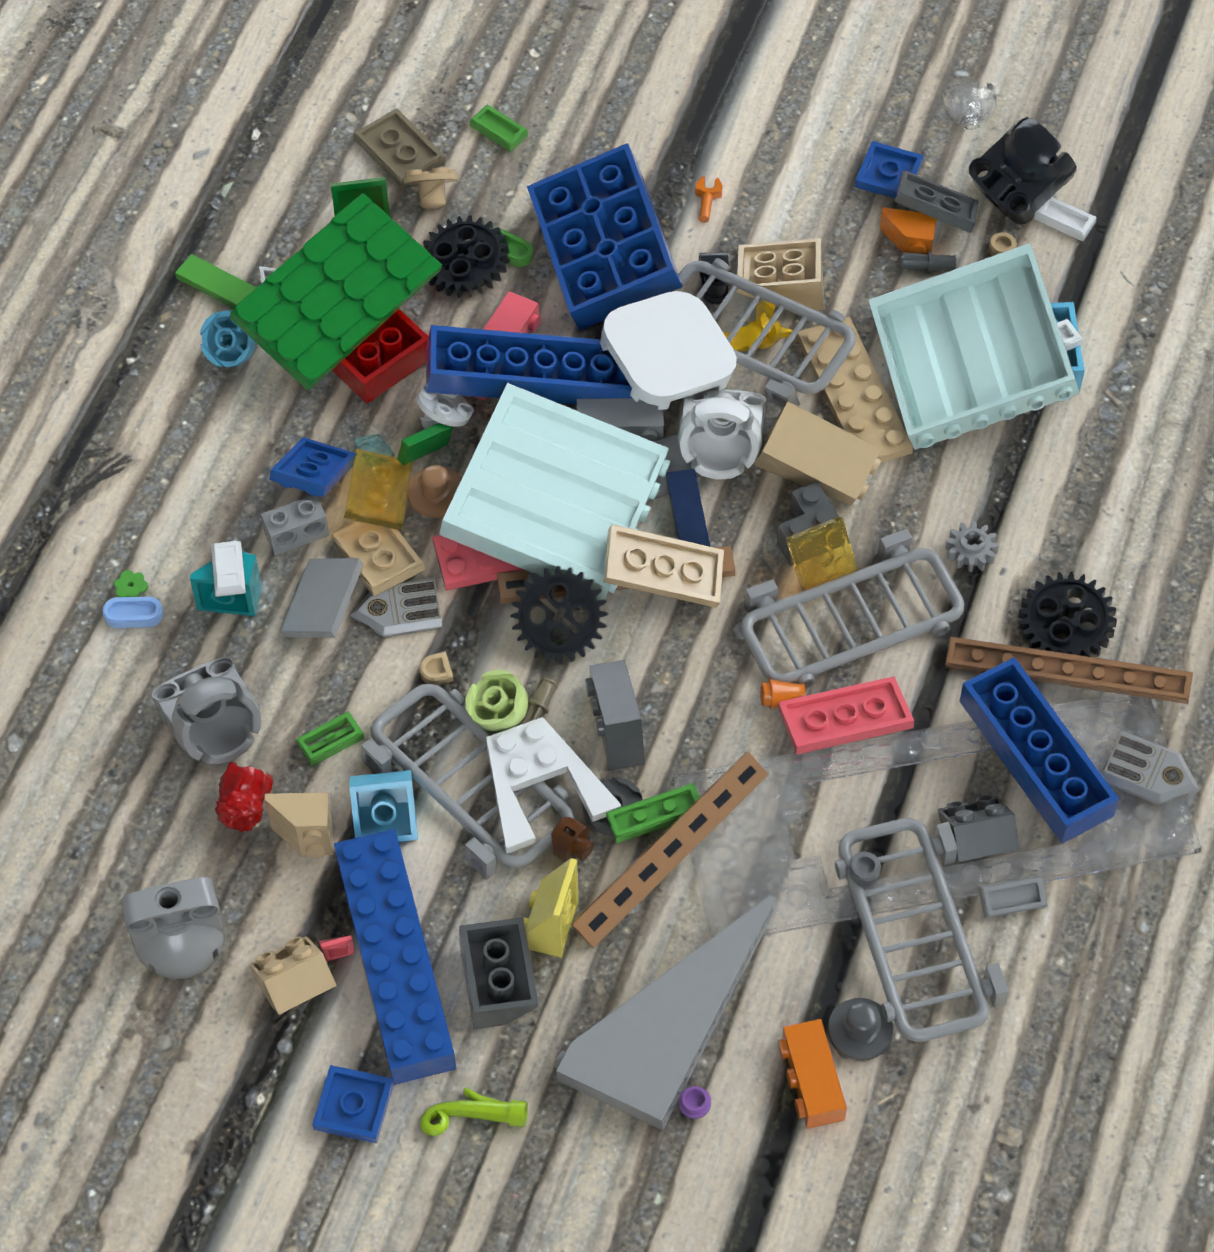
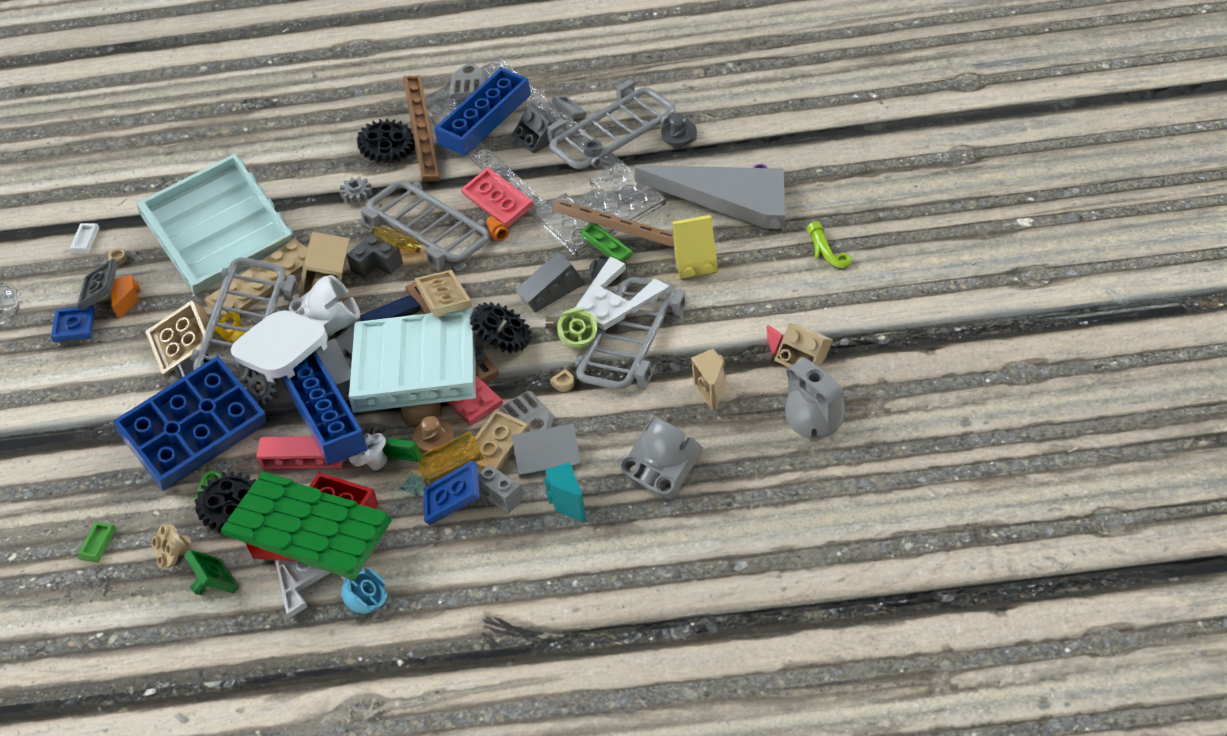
camera: 110 degrees left, 10 degrees down
(130, 584) = (589, 560): bright green plant -> none
(132, 612) = (608, 549): light blue tile -> none
(213, 281) = (308, 639): bright green tile -> none
(228, 568) = (564, 475): white tile -> none
(242, 796) = (710, 417): red hair -> none
(331, 743) = (638, 410): bright green tile -> none
(353, 1104) = (858, 292): blue plate -> none
(384, 804) = (670, 357): medium azure slope -> none
(395, 957) = (769, 304): blue brick -> none
(398, 146) = (135, 592): dark tan tile -> none
(497, 971) = (745, 262): dark grey slope -> none
(574, 843) = (645, 266): reddish brown piece -> none
(707, 196) = (118, 406): orange bar -> none
(812, 1074) = (715, 136): orange brick -> none
(928, 262) = (145, 279): dark grey axle -> none
(1022, 170) = (58, 253): black piece -> none

